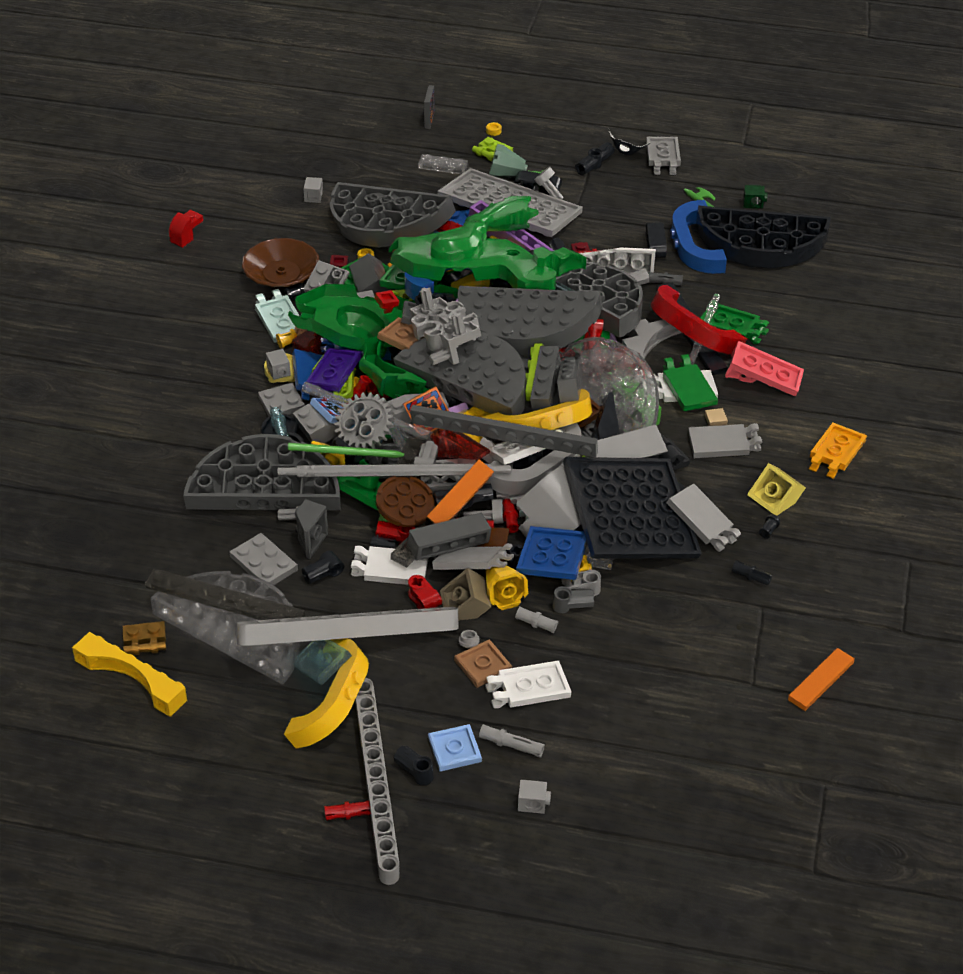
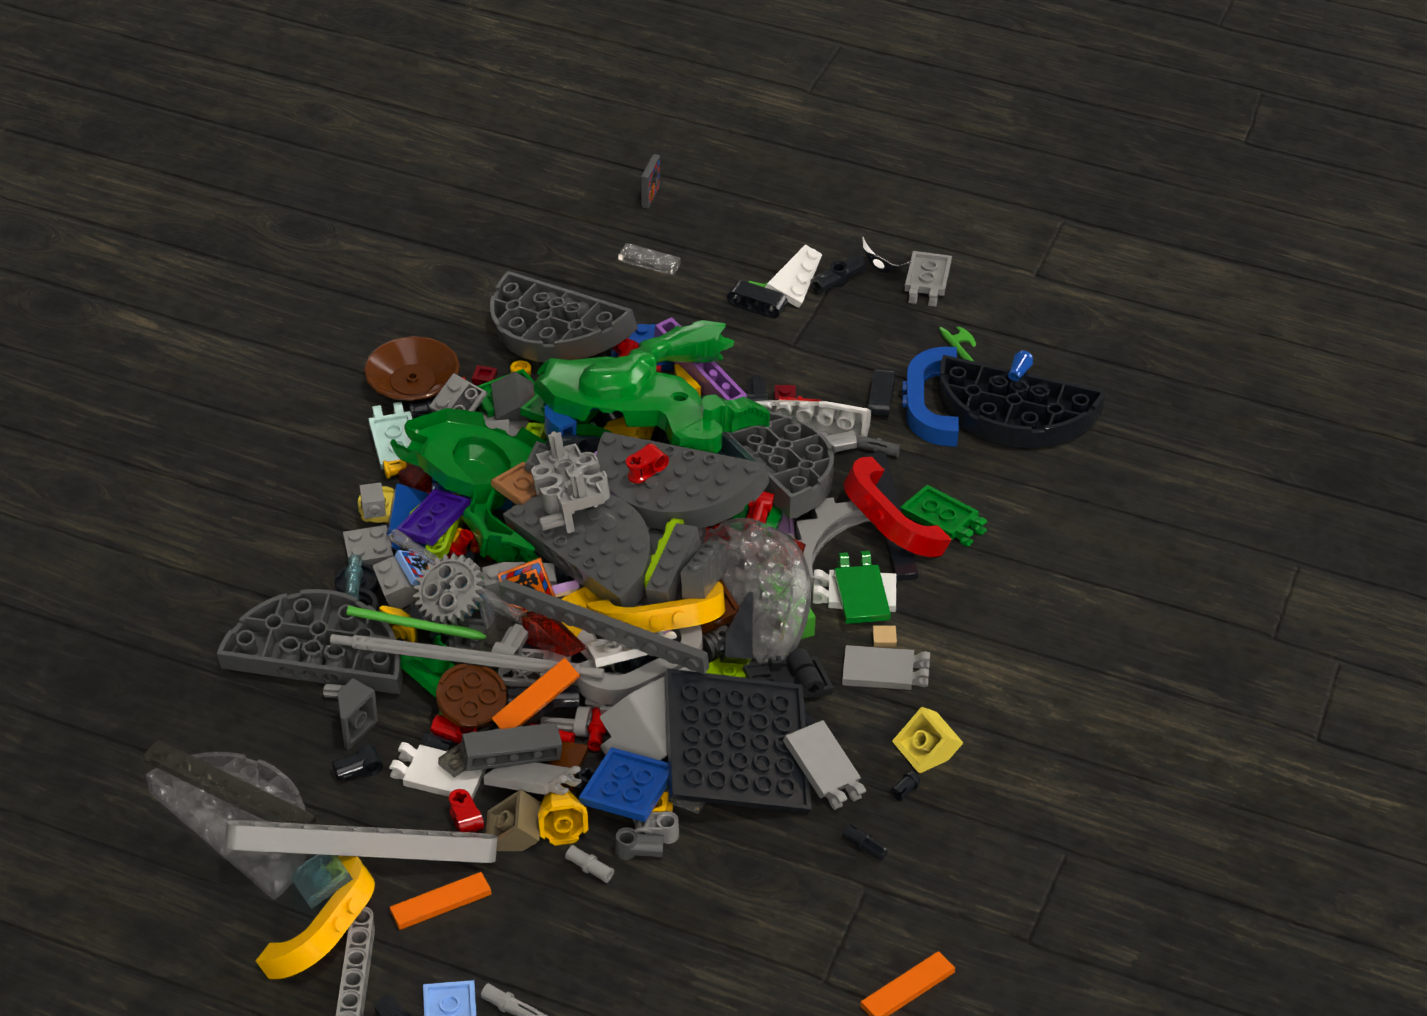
camera: 10 degrees right, 0 degrees up
(98, 654) = (73, 833): yellow arch -> none
(144, 638) = (132, 820): pearl gold plate -> none
(182, 227) = (308, 306): red brick -> none
(263, 559) = (293, 745): light grey plate -> none
(313, 190) = (479, 275): light grey brick -> none
(386, 300) = (513, 439): red tile -> none
(421, 666) = (440, 900): none -> orange tile
(469, 639) = (503, 876): light grey plate -> none
(478, 186) = (691, 300): light grey plate -> none
(481, 662) = (512, 908): medium nougat tile -> none
(487, 148) = (716, 246): lime plate -> none
(493, 129) = (725, 218): yellow tile -> none
(504, 303) = (646, 462): none -> red piece
(506, 163) = (723, 268): sand green cone -> none
(528, 685) = (557, 942): white tile -> none
(543, 179) = (761, 296): light grey piece -> none
(564, 162) = (796, 275): none -> white wing
(633, 444) = (757, 662): light grey brick -> none
(711, 309) = (920, 494): clear bar -> none
(754, 196) = (1023, 342): dark green brick -> none
(762, 203) = (1021, 363): none -> blue cone
(764, 368) = (960, 581): coral plate -> none
(836, 449) = (1020, 697): light orange tile -> none

